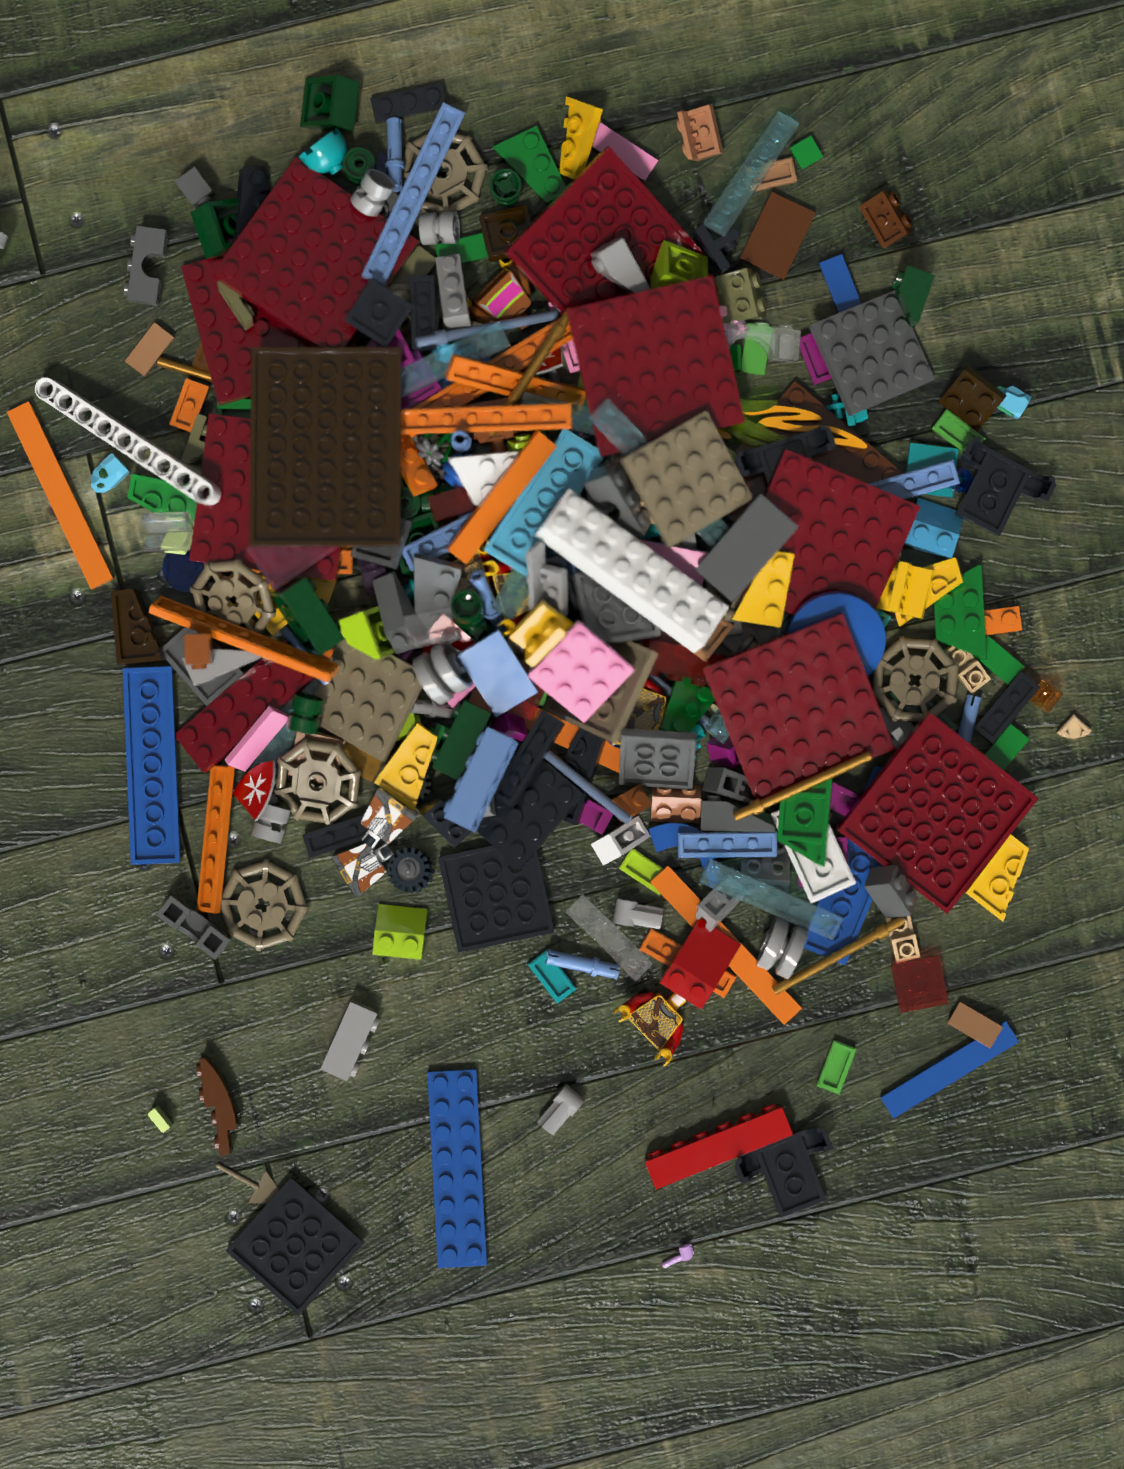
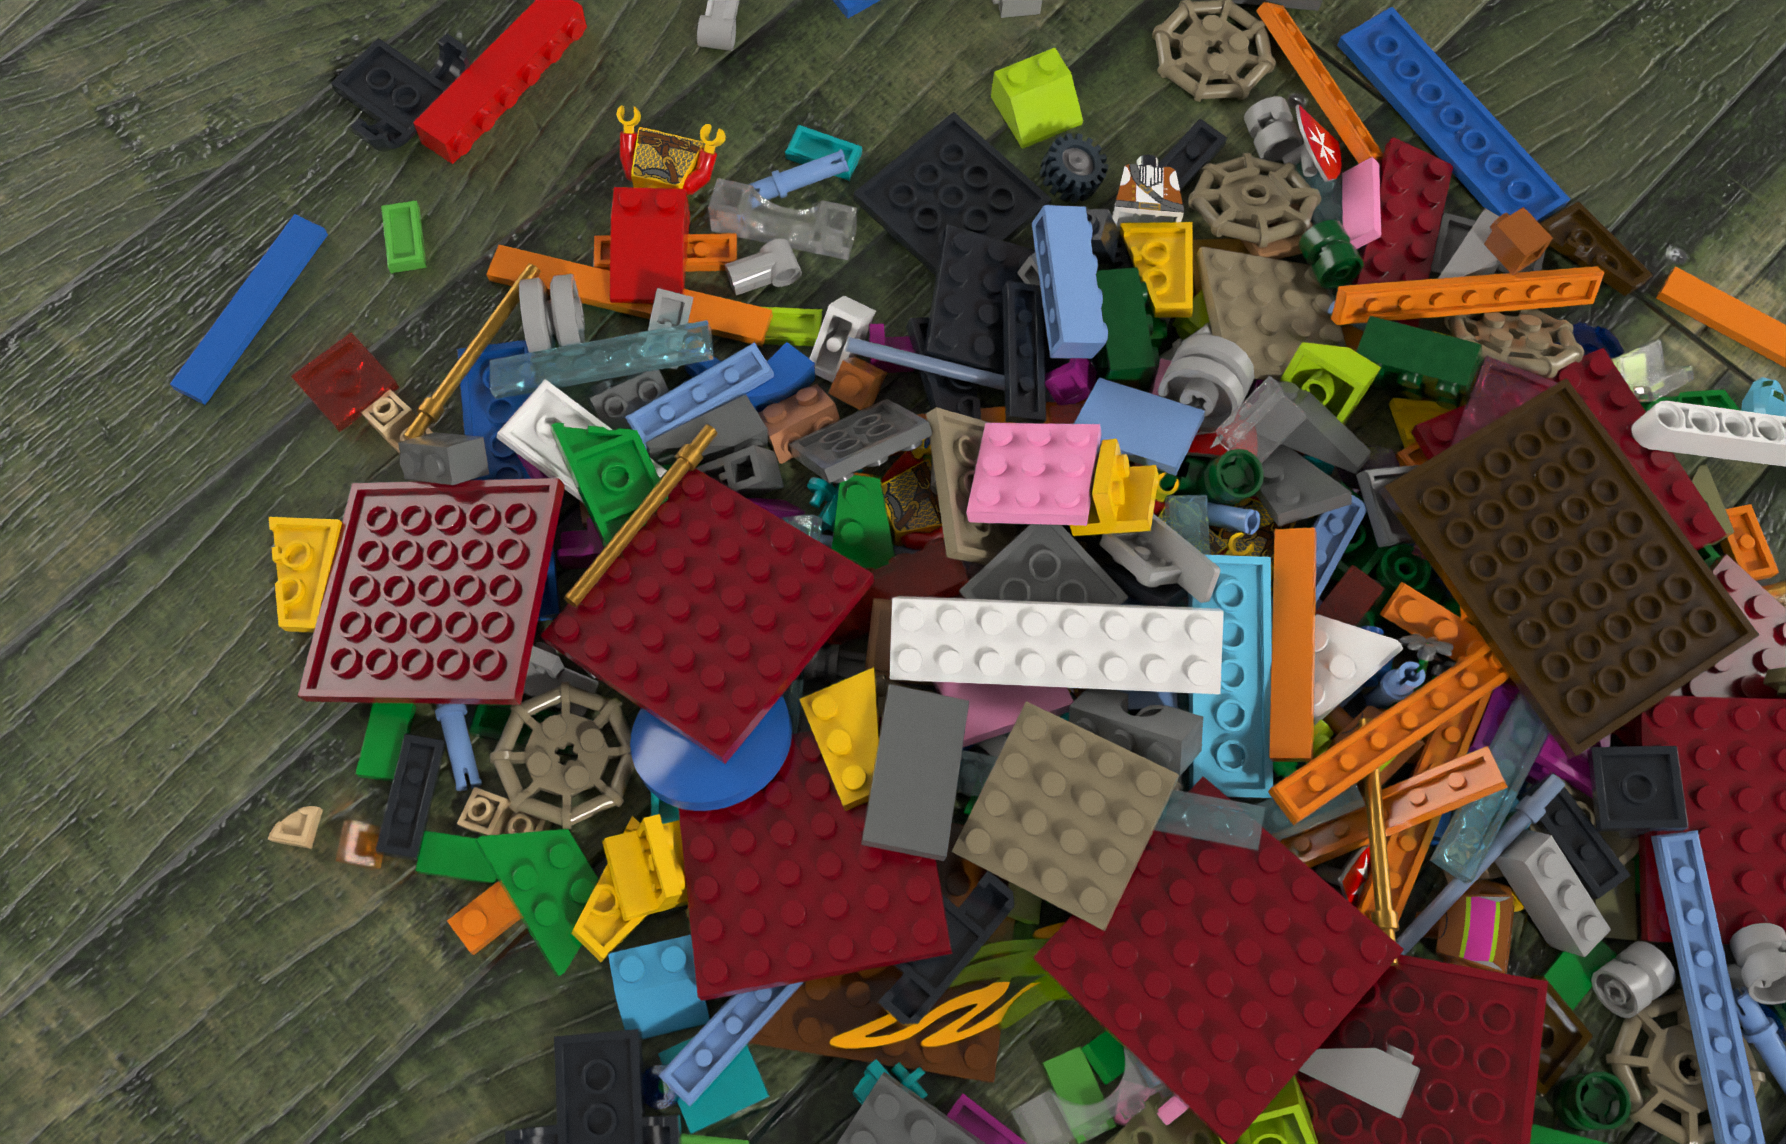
camera: 140 degrees right, 20 degrees down
(362, 866) = (1131, 135): torso -> none
(975, 1025) = (240, 371): medium nougat tile -> none

